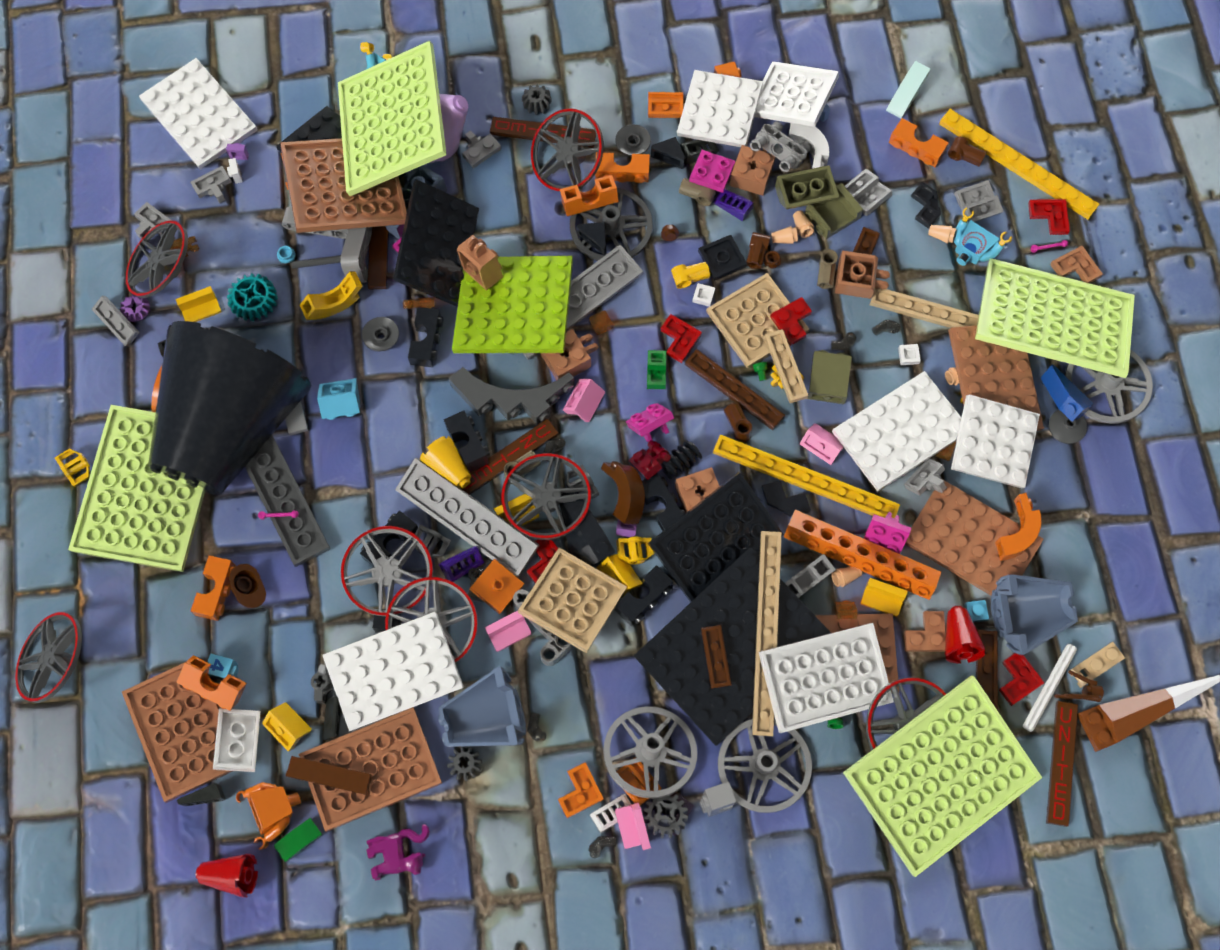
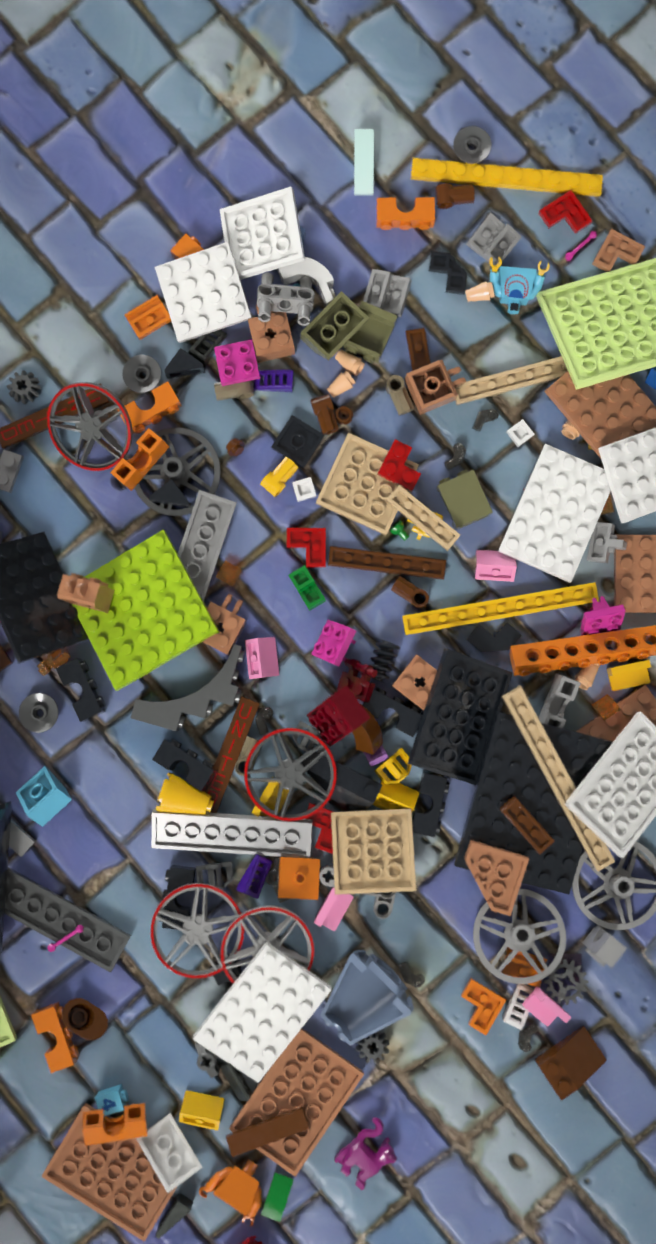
camera: 30 degrees left, 15 degrees up
(615, 469) = (338, 716): none -> dark red slope
(626, 891) = (571, 1062): none -> reddish brown slope
(663, 681) = (497, 874): none -> nougat plate
(1007, 119) = (473, 137): none -> dark grey dish

